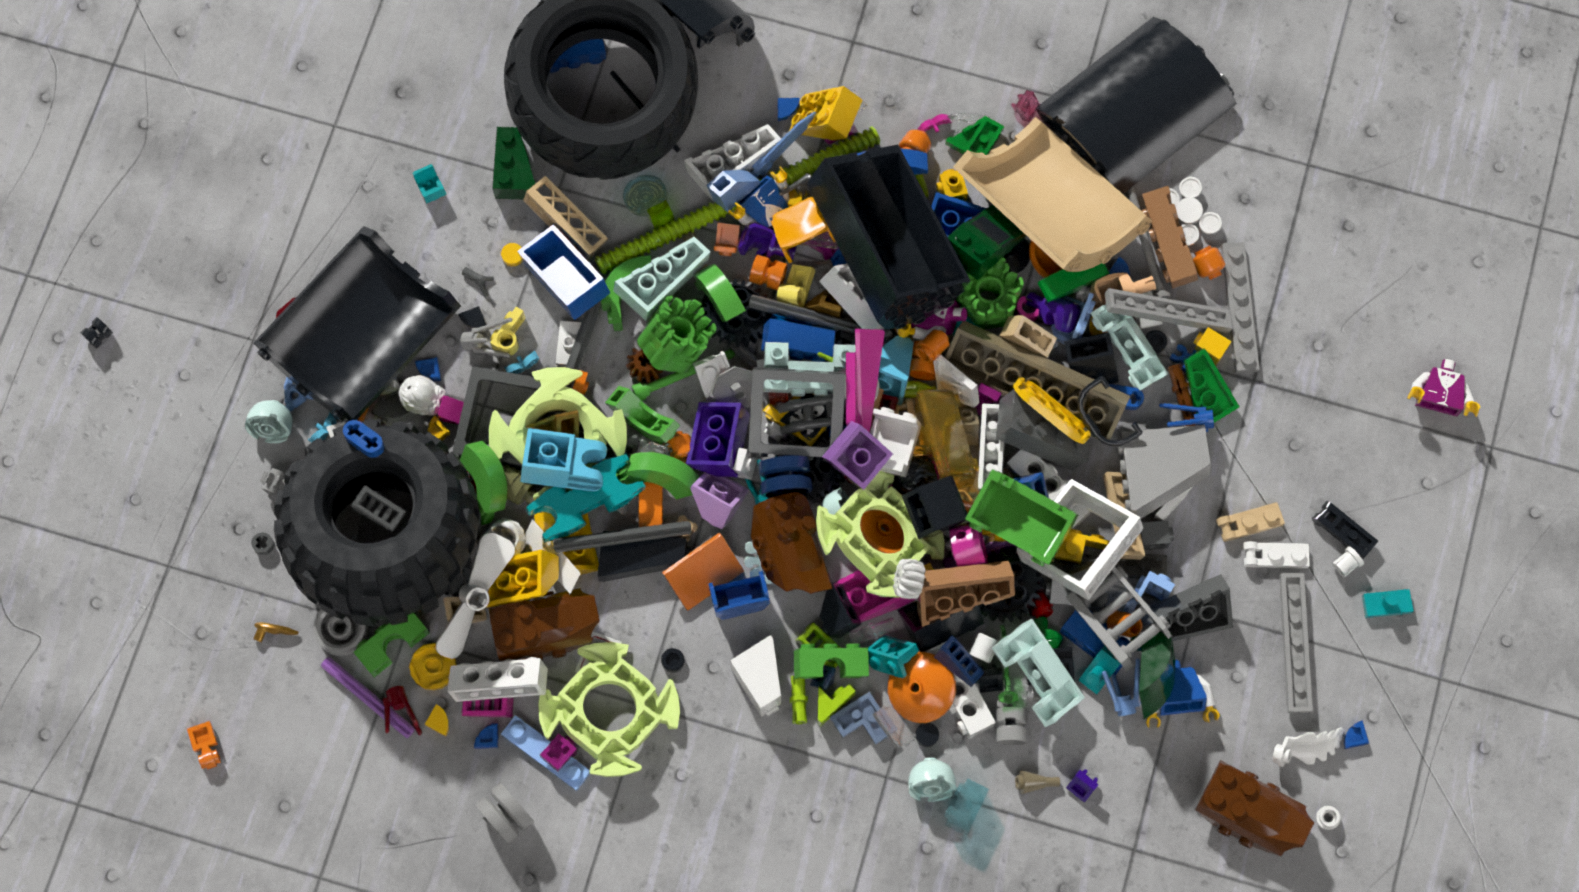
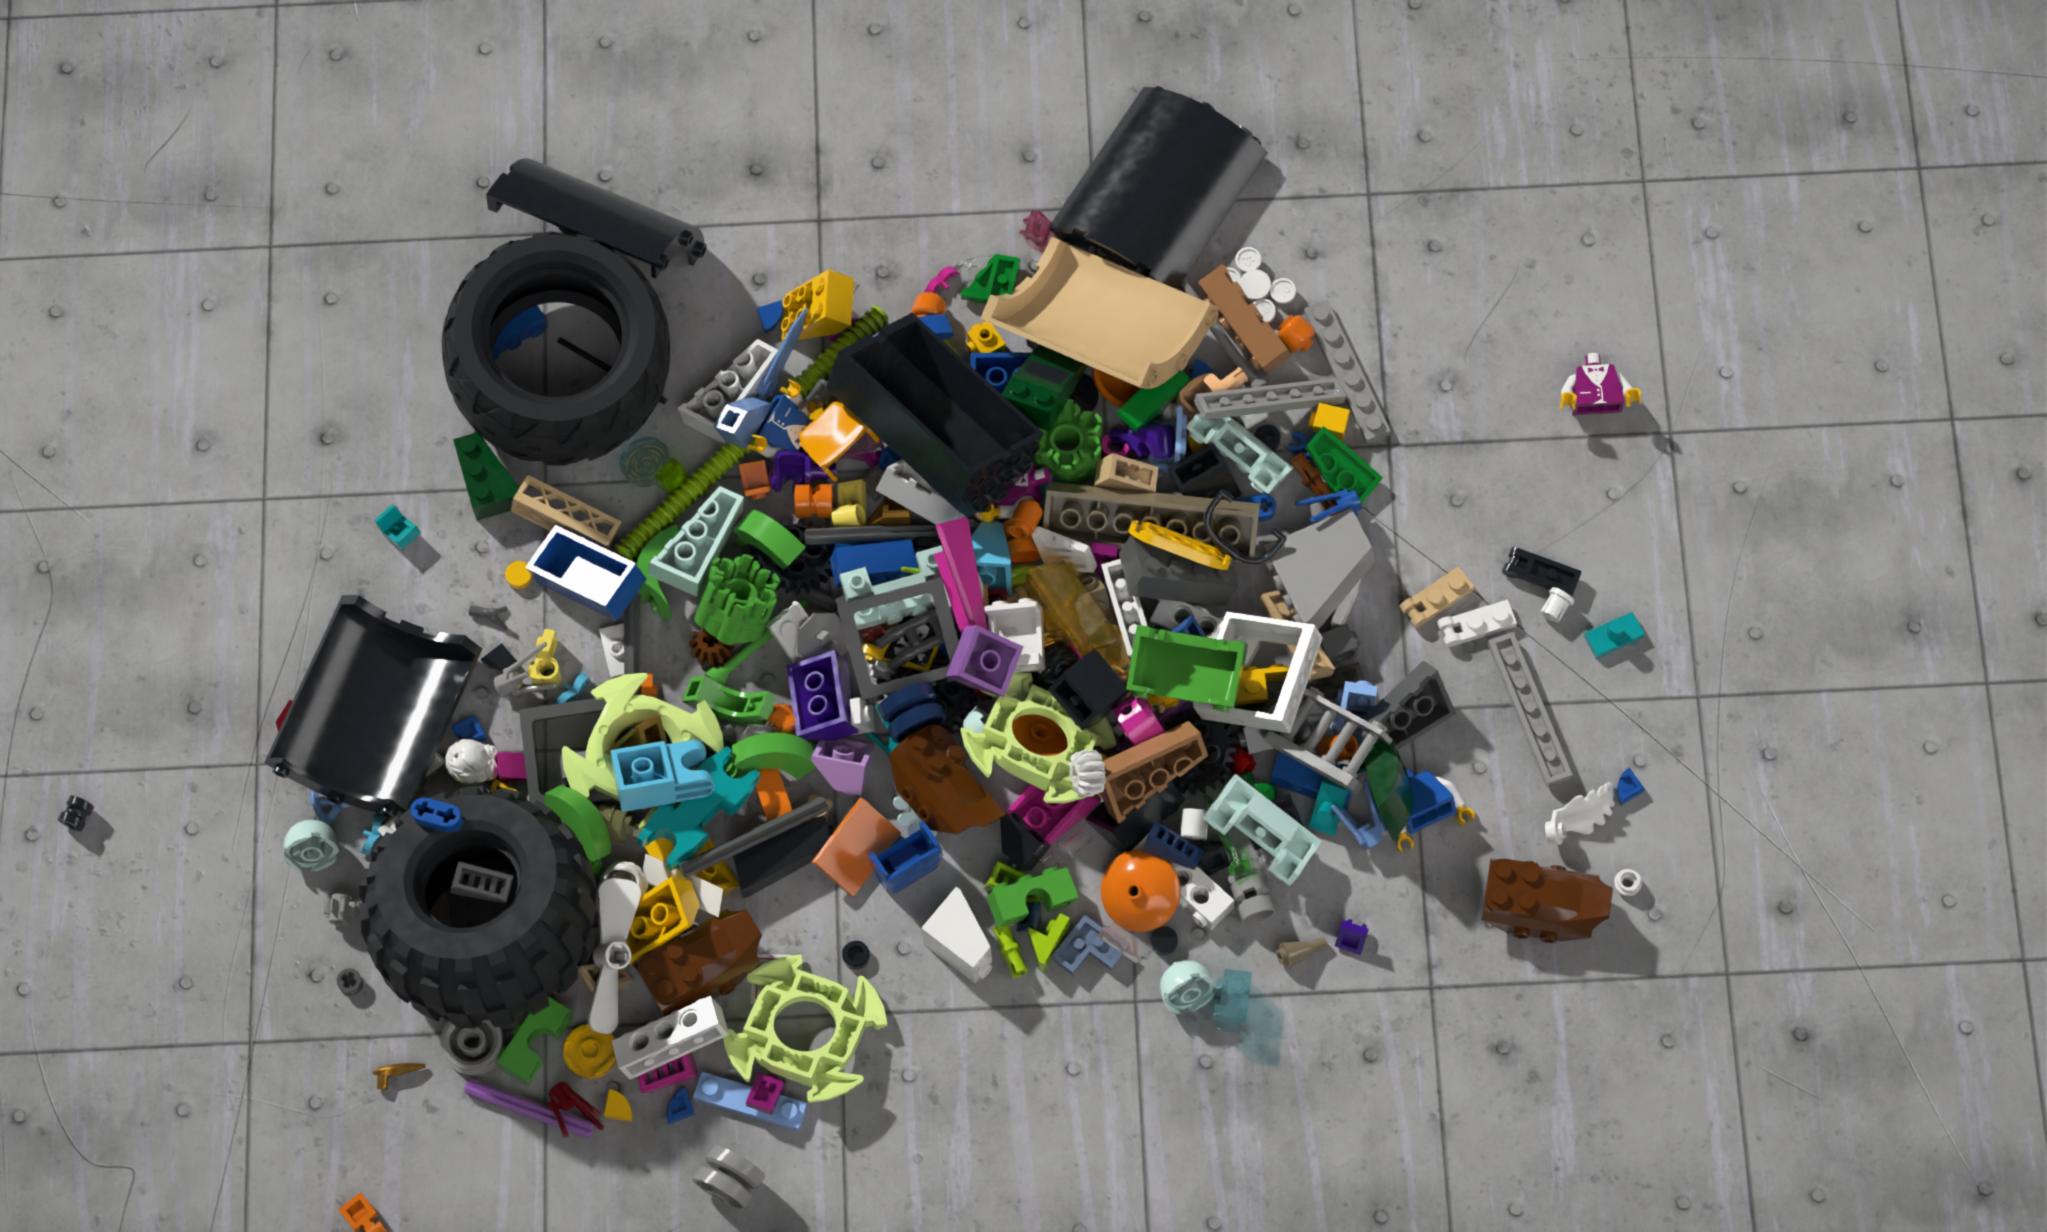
camera: 15 degrees left, 5 degrees down
(890, 654) = (1094, 867): teal bracket -> none

